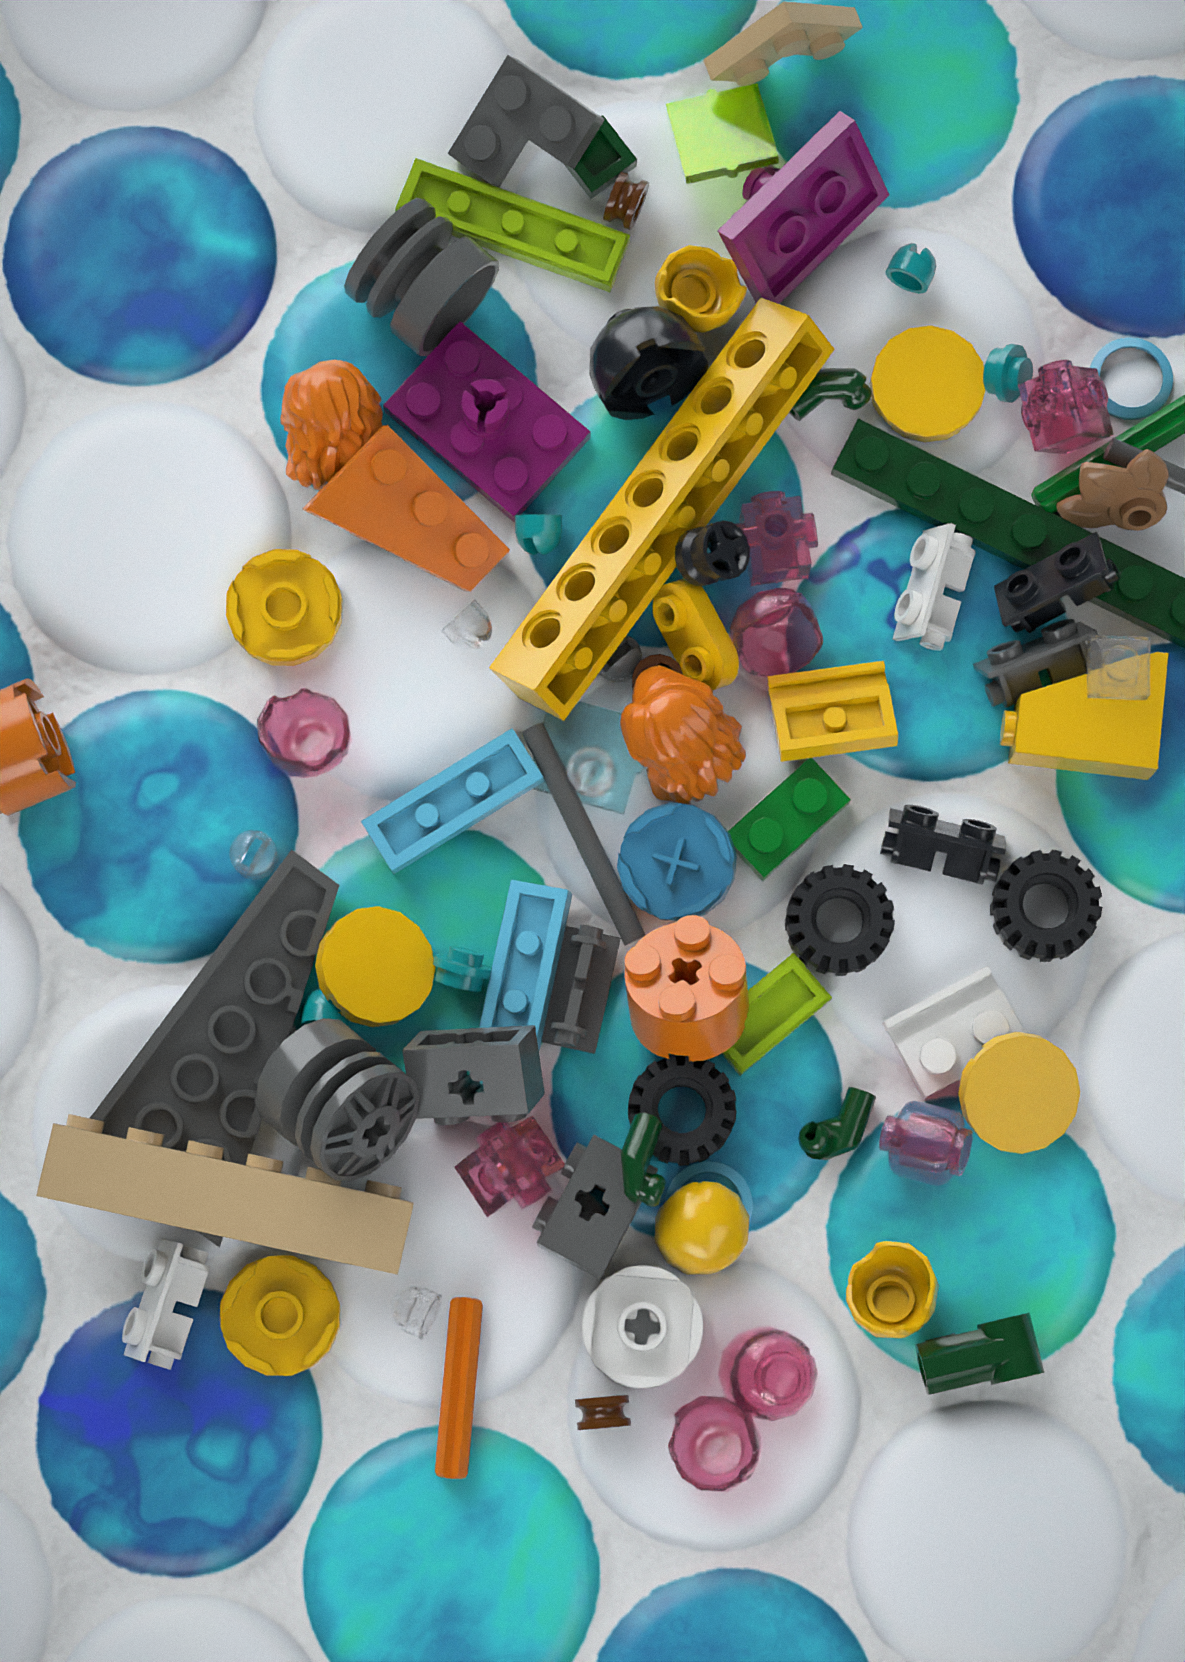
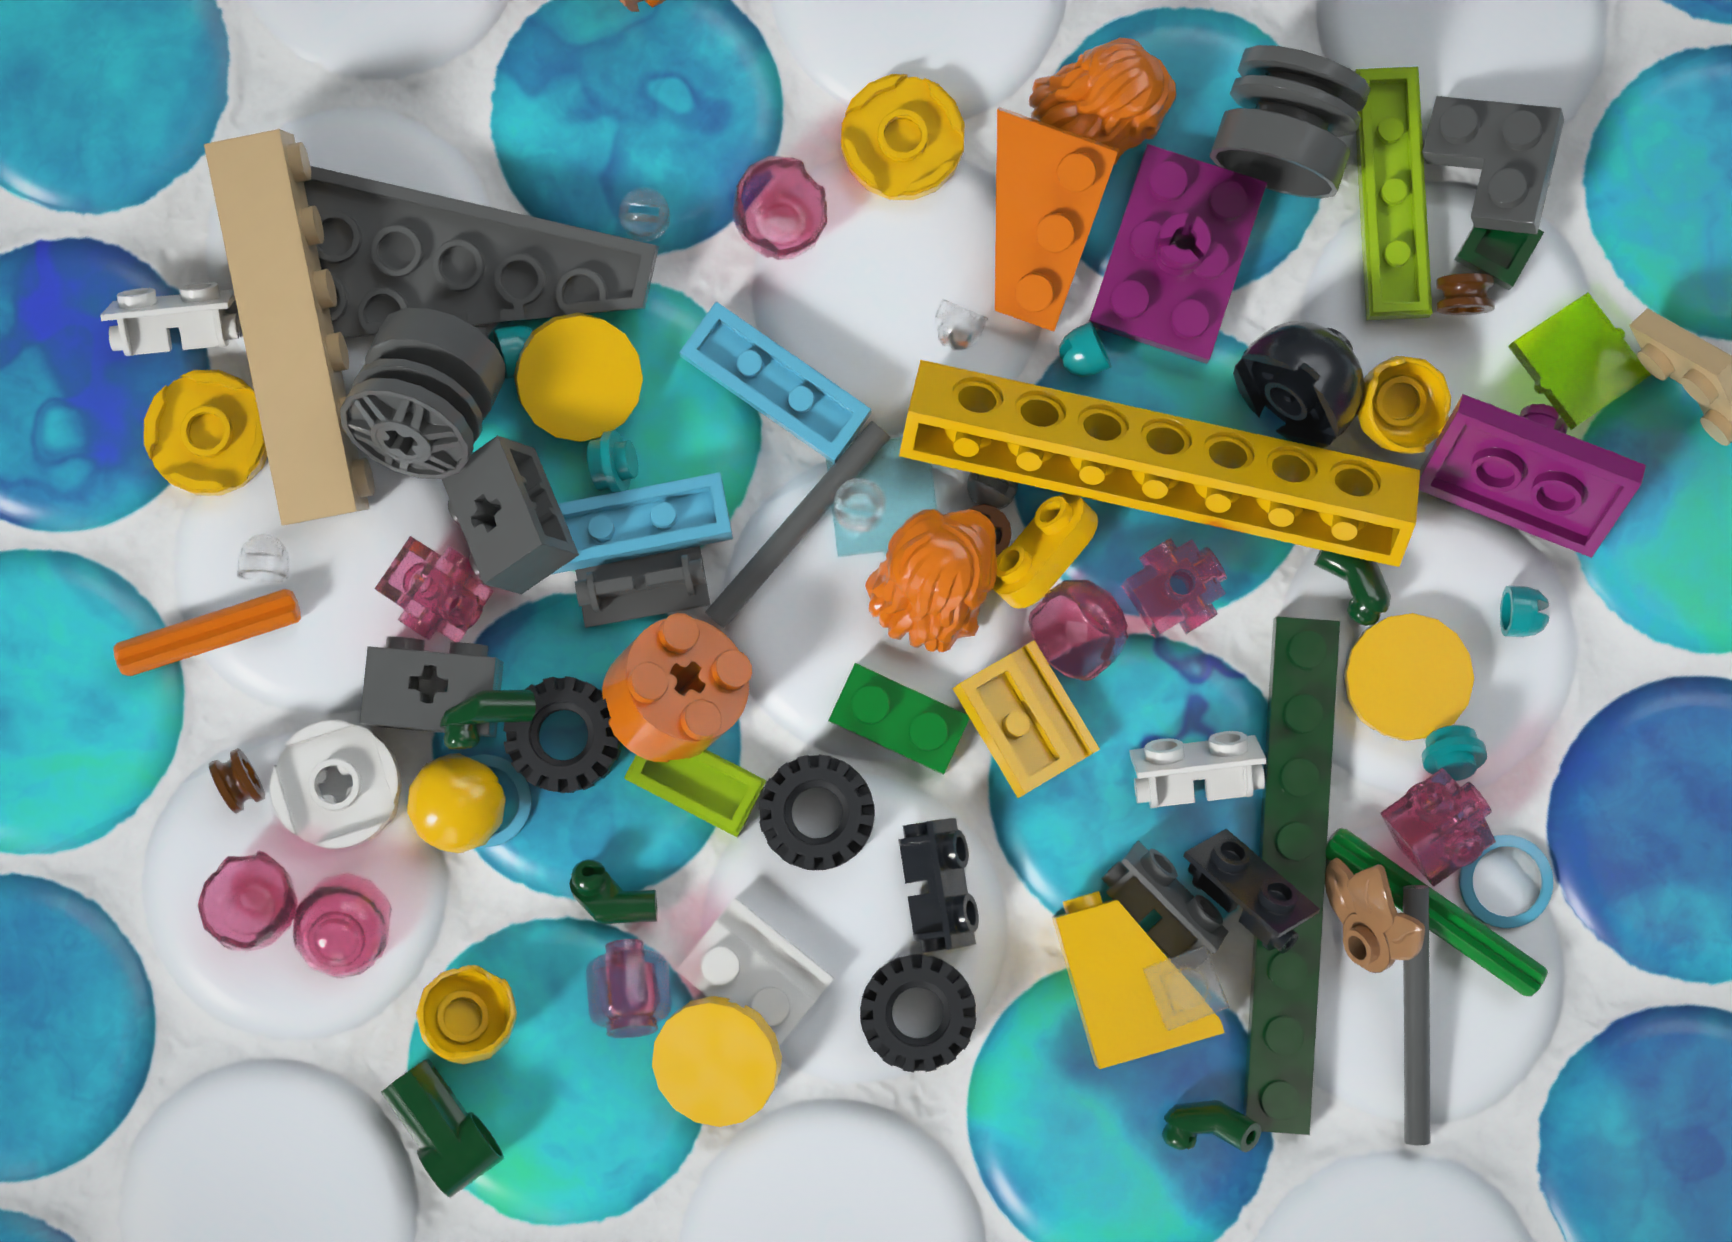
camera: 70 degrees right, 5 degrees up
(677, 861) = (808, 628): dark azure tile -> none
(727, 555) = (1132, 546): black wheel -> none

